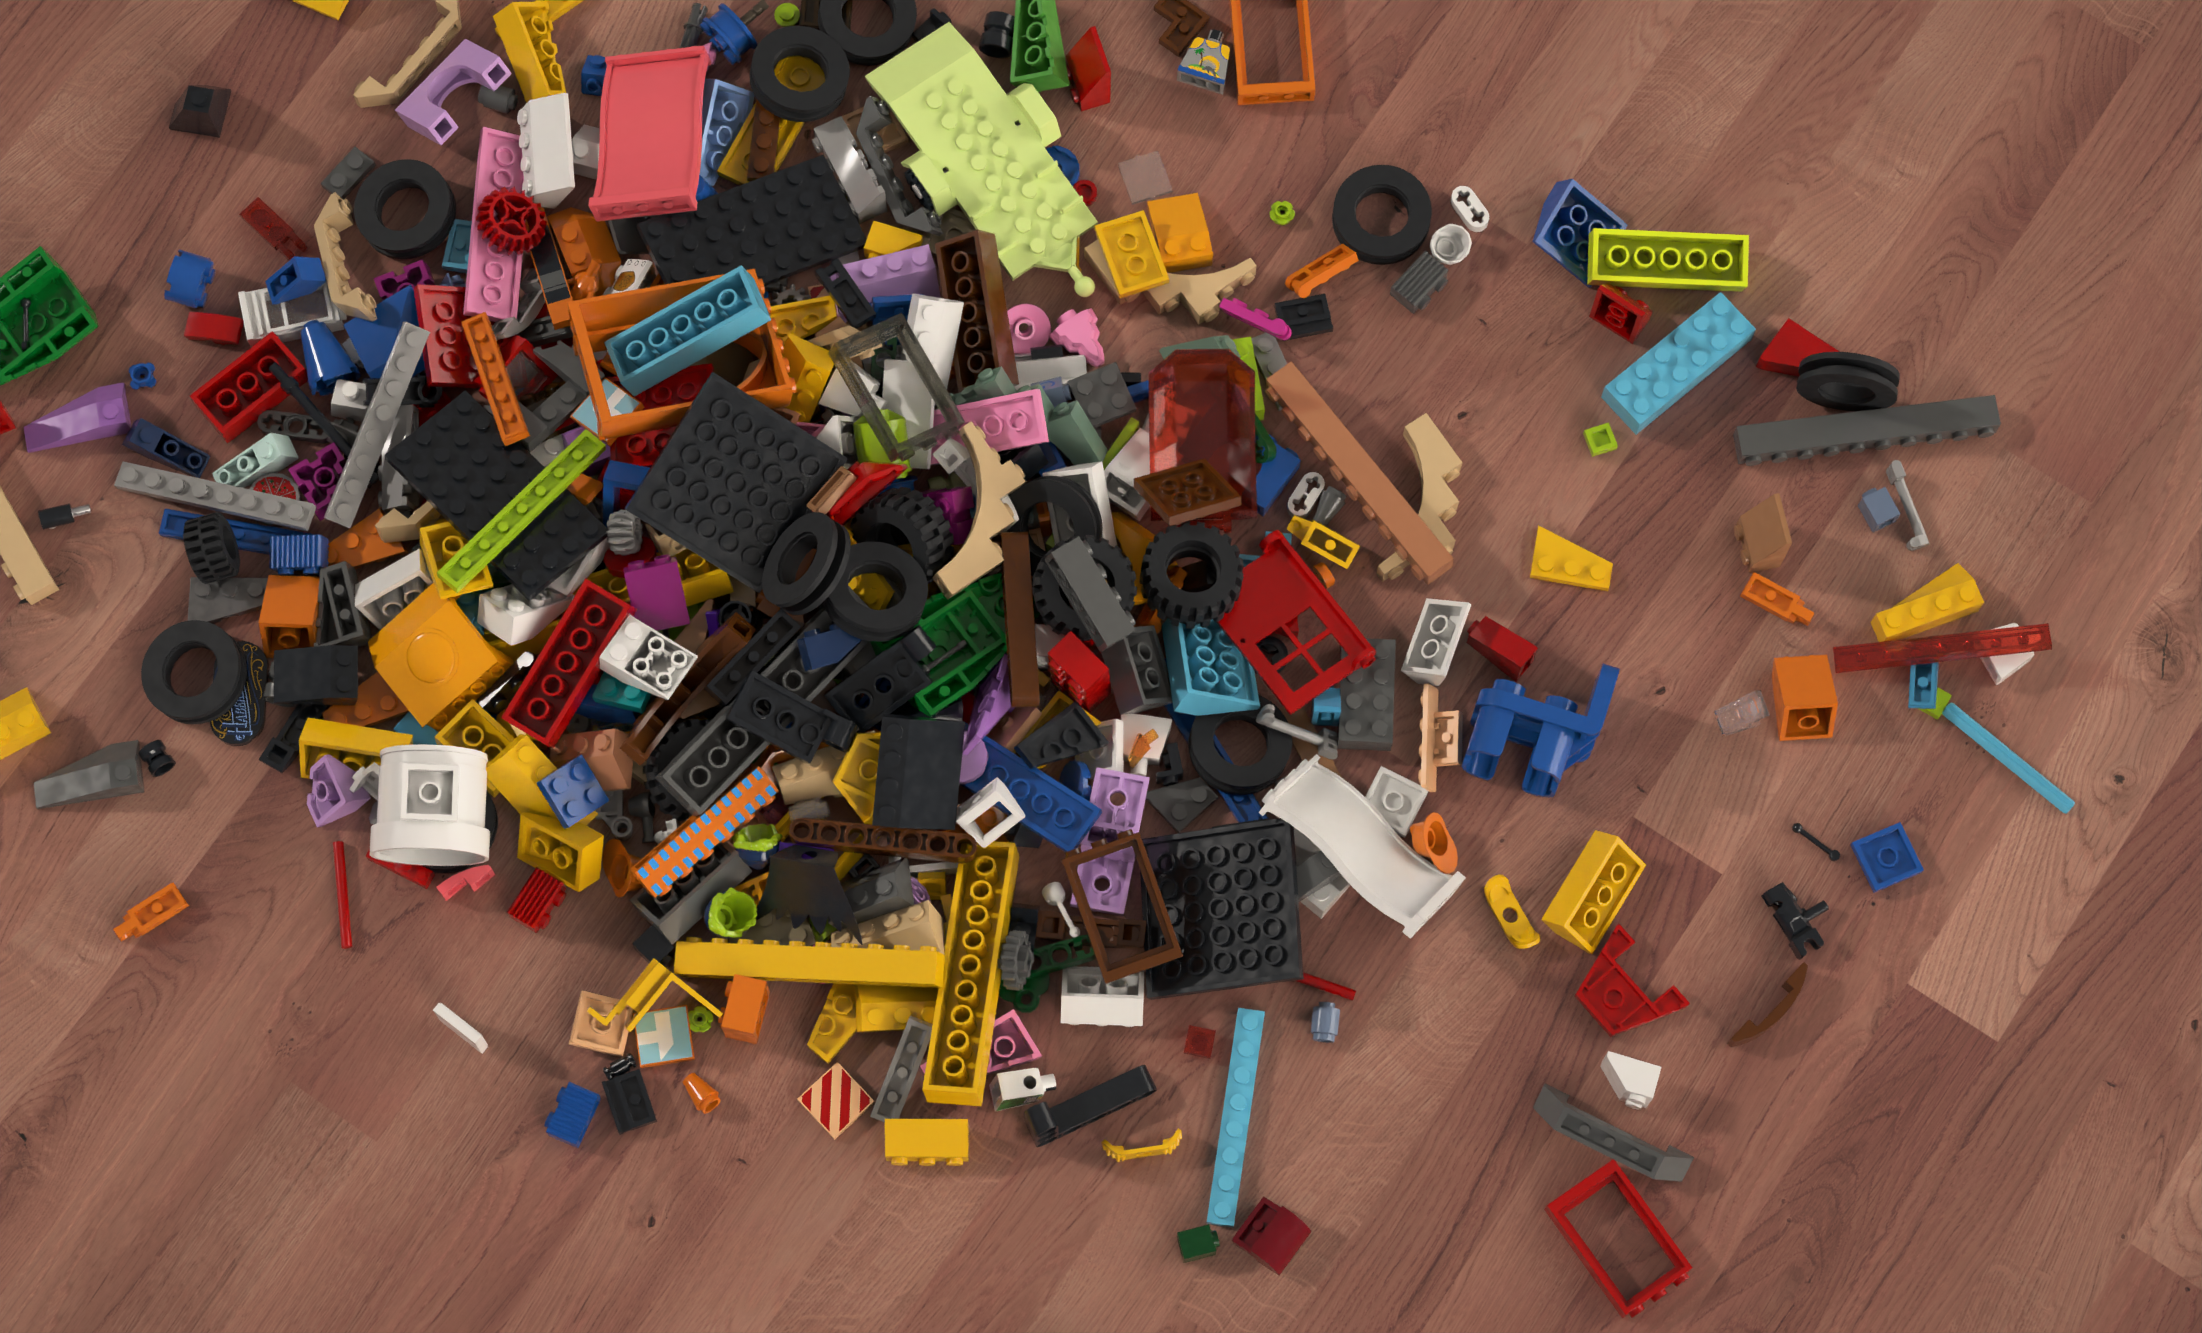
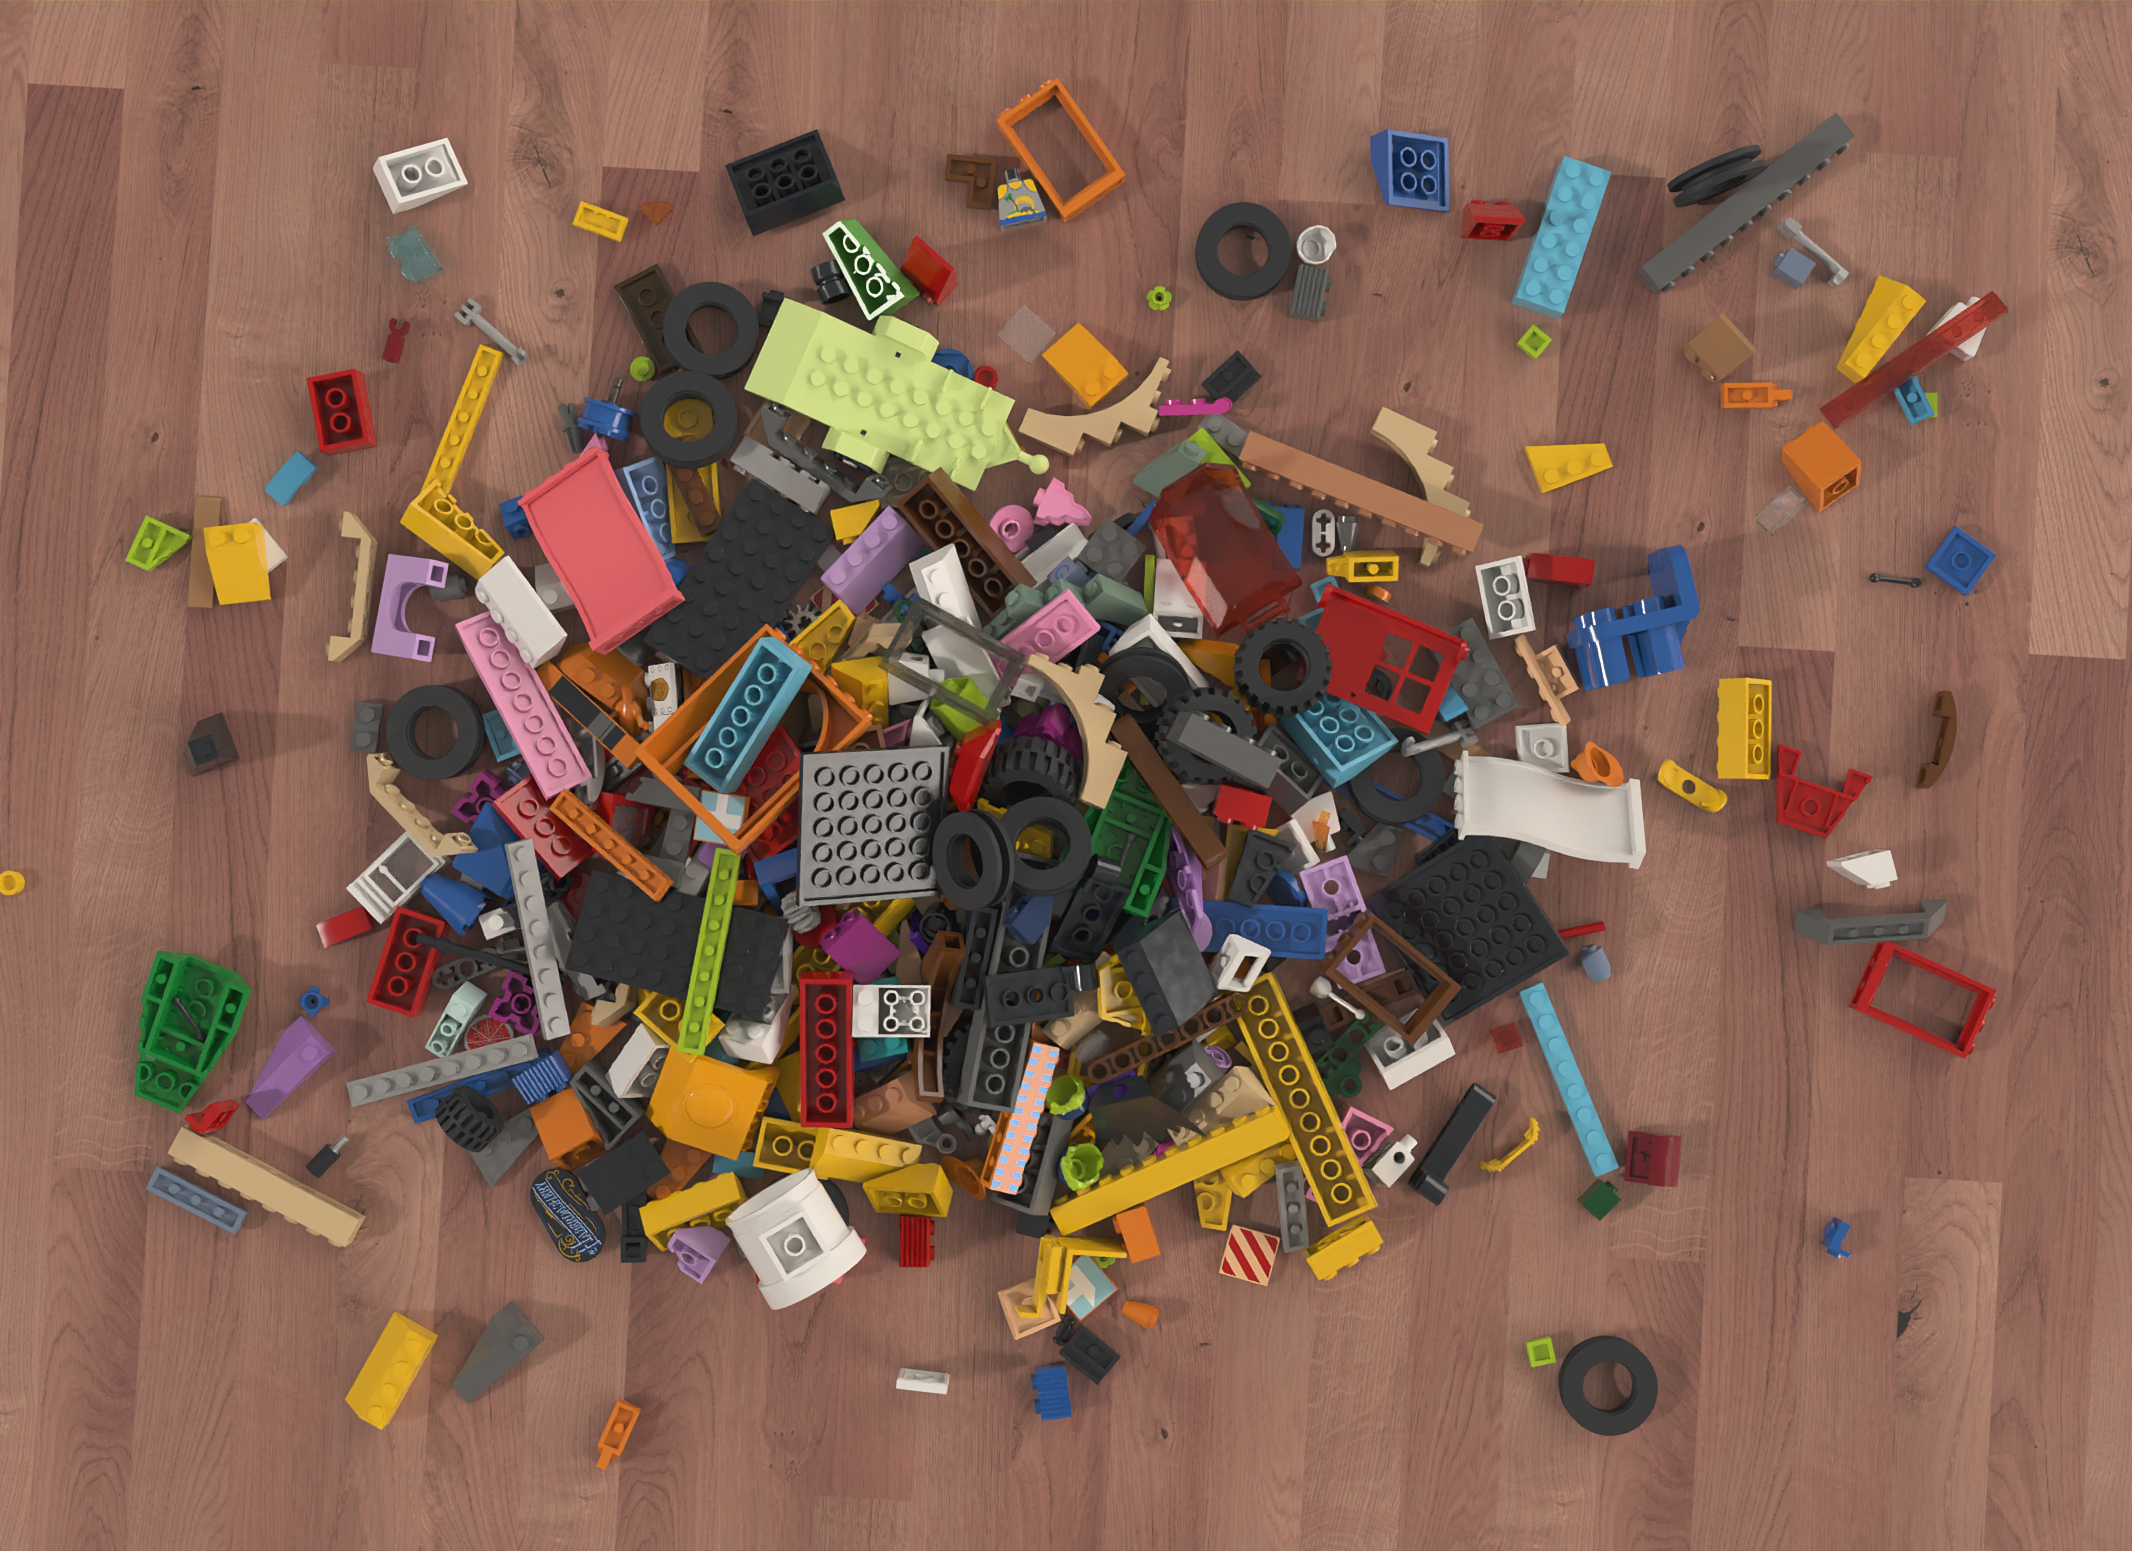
camera: 30 degrees left, 15 degrees up
(157, 758) = (533, 1305): black wheel -> none
(165, 448) = (374, 1051): dark blue slope -> none
(167, 650) = (494, 1243): black tyre -> none
(189, 278) = (297, 900): blue brick -> none
(271, 227) = (335, 812): clear red hinge -> none
(296, 279) = (387, 851): blue slope -> none
(342, 894) = (757, 1326): red bar -> none
(368, 779) = (719, 1228): white bracket -> none
(505, 688) = (785, 1085): black plate -> none
(511, 212) = (542, 699): red gear -> none
(572, 791) = (894, 1146): blue plate -> none
(832, 491) = (954, 783): medium nougat tile -> none
(846, 294) = (851, 594): black plate -> none
(890, 306) = (894, 580): blue panel -> none
(1016, 960) = (1331, 1069): dark grey gear -> none
(1131, 254) = (1062, 414): yellow plate -> none
(1187, 492) = (1237, 600): reddish brown plate -> none
(1321, 270) = (1222, 331): orange plate -> none
(1465, 212) = (1313, 196): white beam -> none
(1668, 260) = (1504, 153): neon yellow brick -> none
(1790, 348) = (1652, 169): red slope -> none
(1795, 920) = (1915, 657): black piece -> none
(2008, 758) = (2010, 418): medium azure axle -> none

